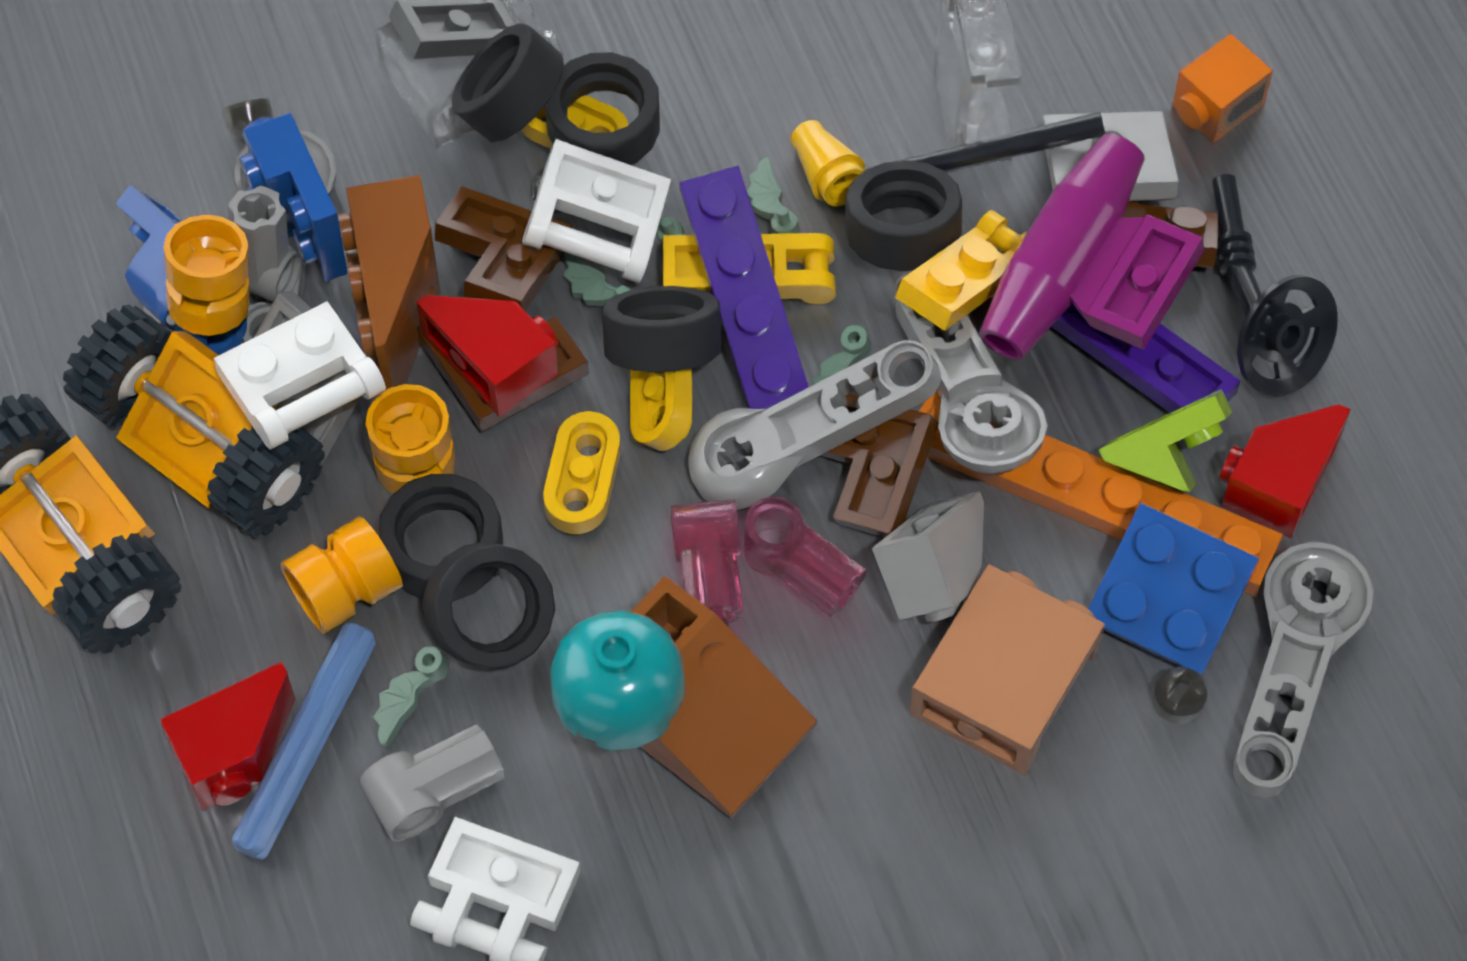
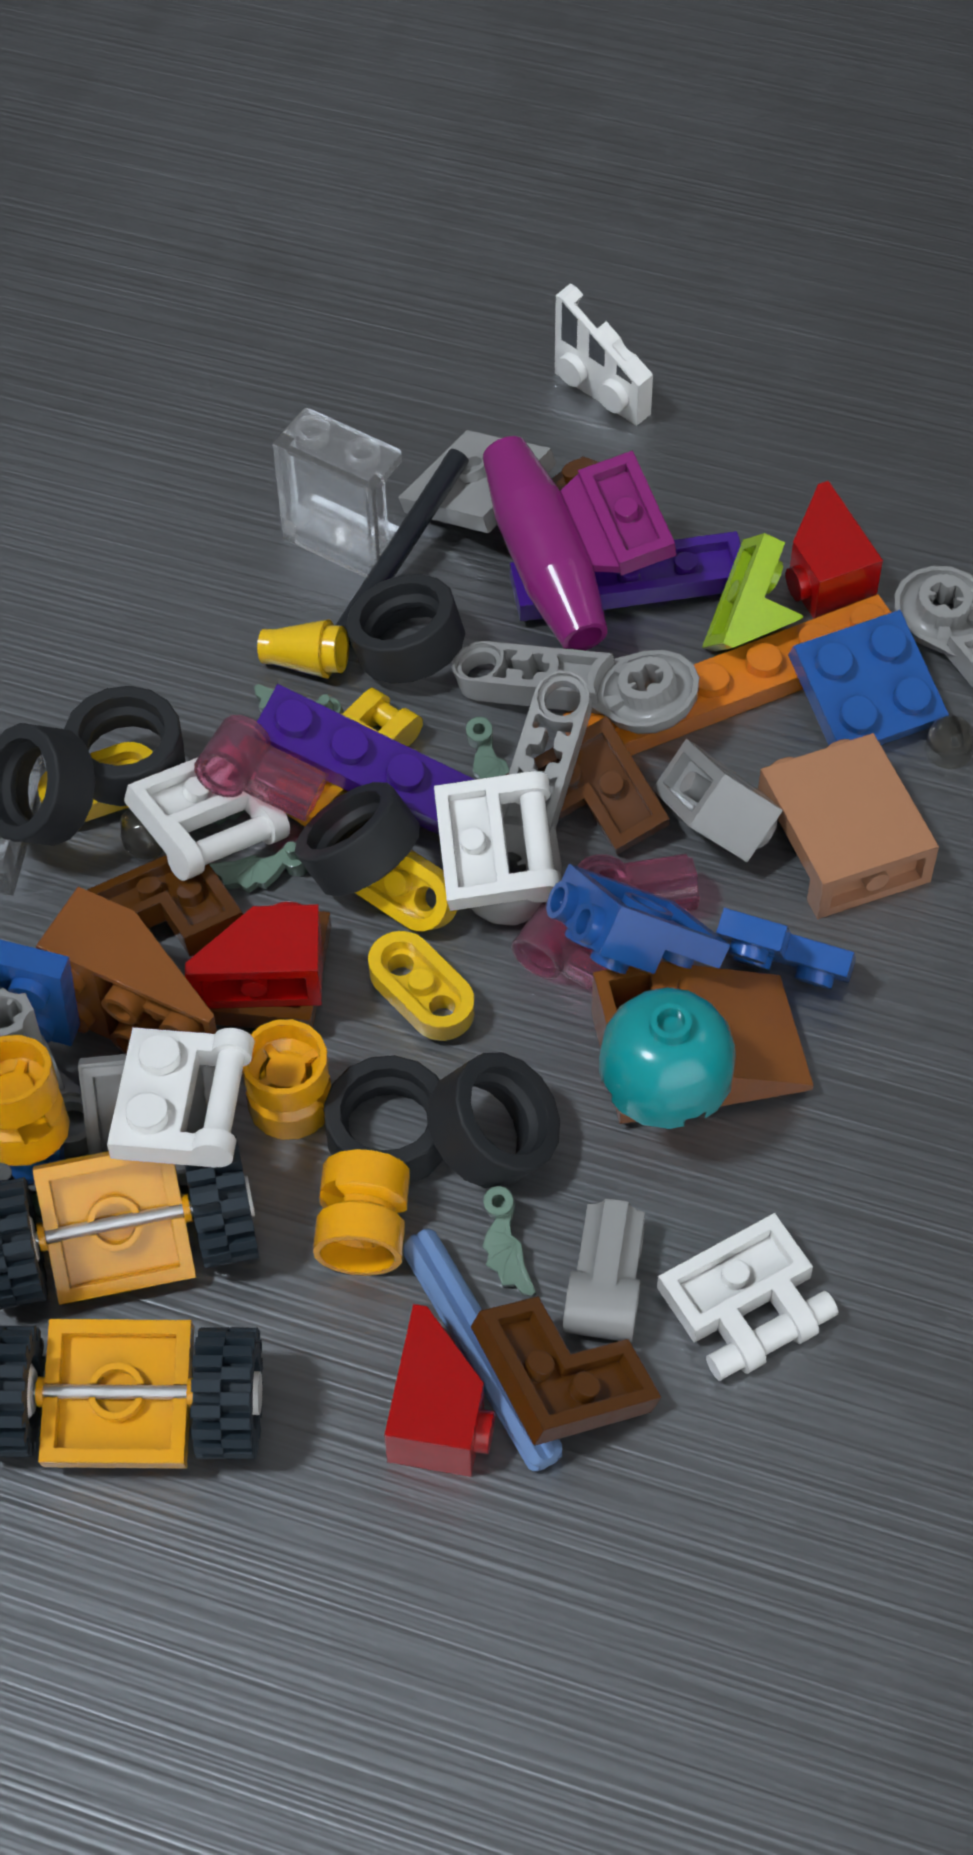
camera: 50 degrees left, 5 degrees down
(294, 807) = (558, 1390): none -> reddish brown plate
(651, 200) = (243, 760): none -> clear pink piece
(722, 409) = (476, 842): none -> white plate
(732, 565) = (630, 924): none -> blue plate
(824, 680) = (761, 941): none -> blue plate
(962, 273) = (494, 621): yellow plate -> none
(1221, 88) = (486, 383): orange brick -> none
(1271, 326) = (725, 478): black dish -> none
(1319, 144) = (599, 361): none -> white wing

